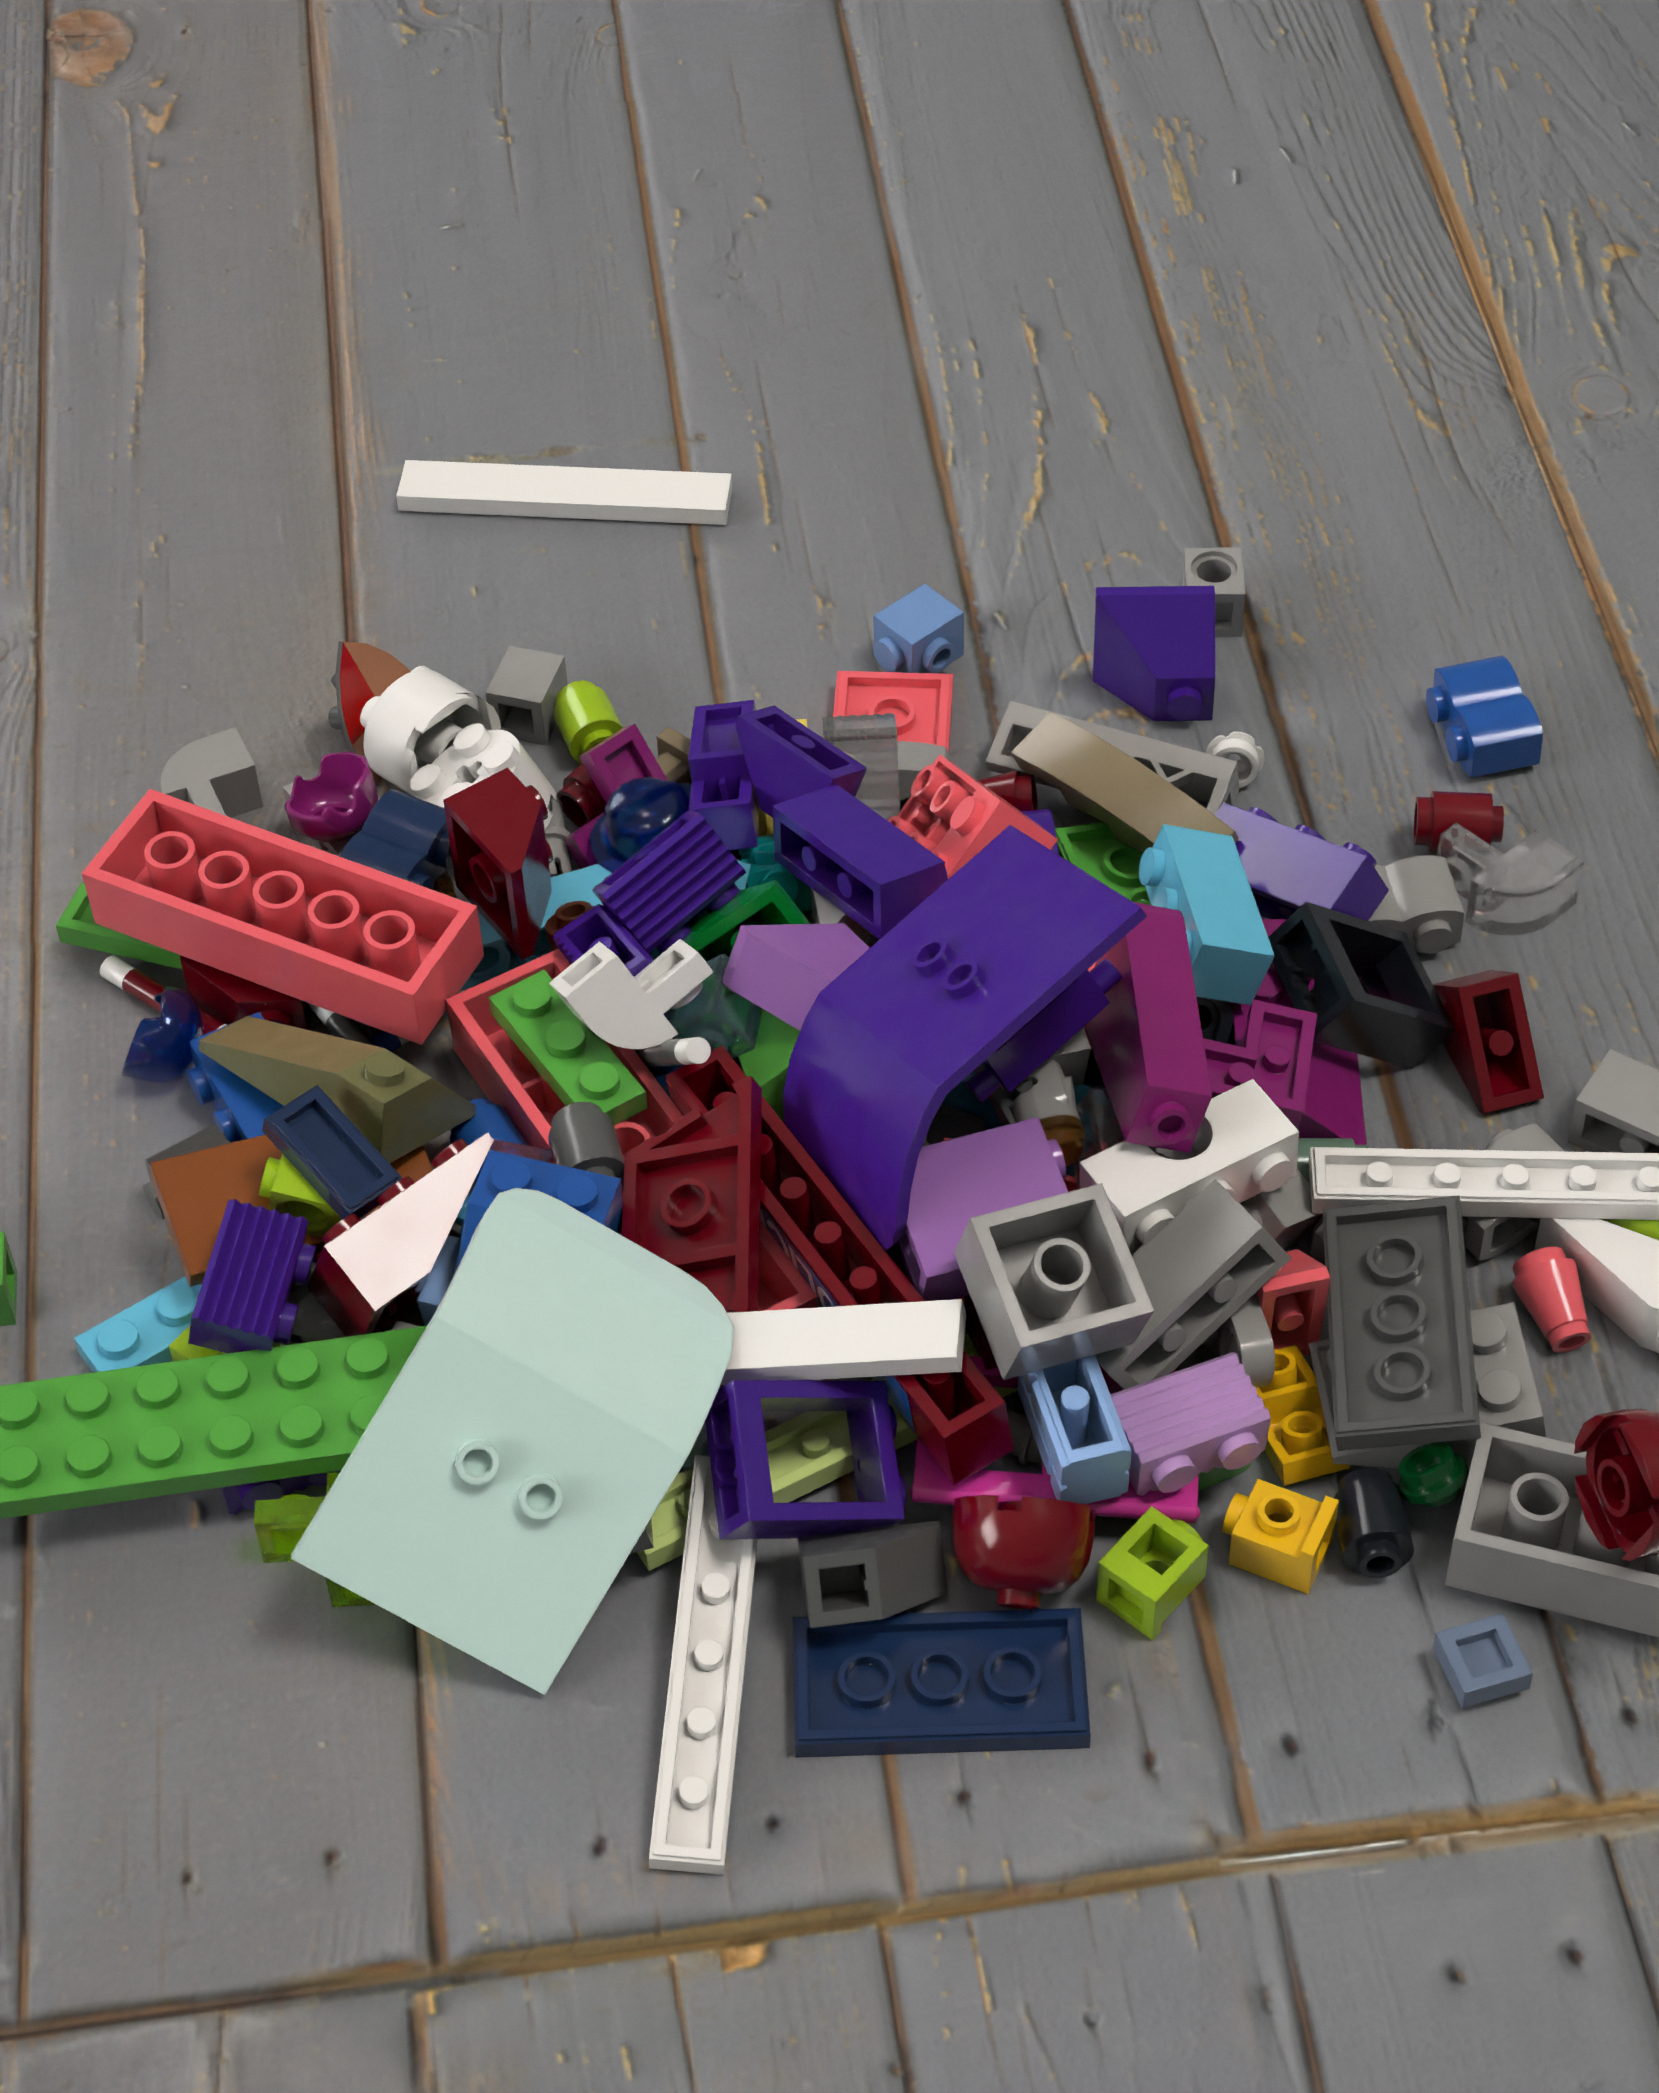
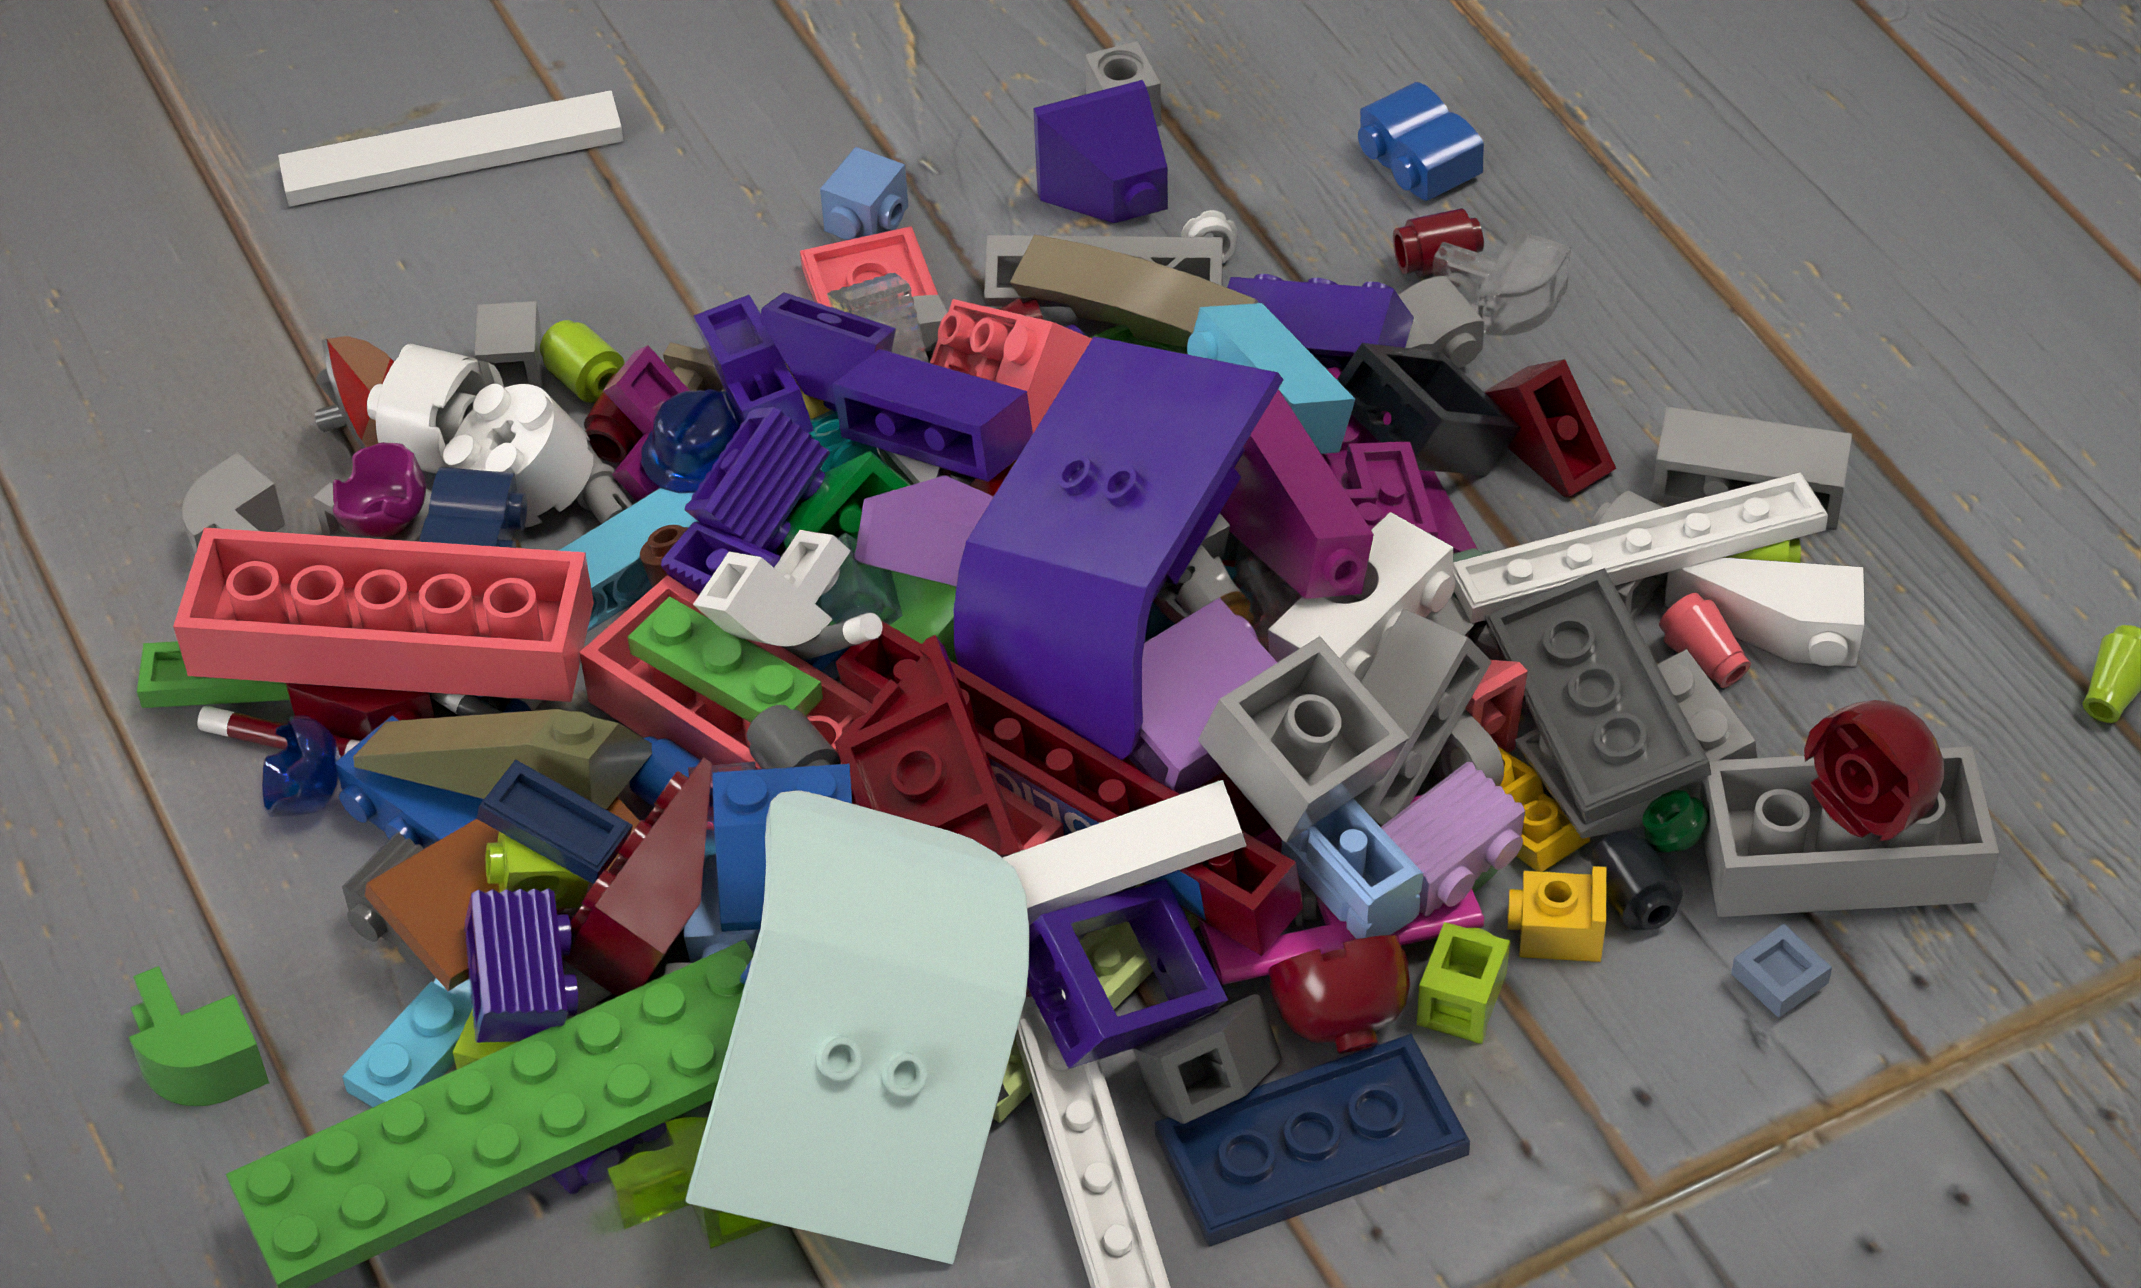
camera: 20 degrees left, 0 degrees up
(502, 855) = (576, 500): dark red slope -> none

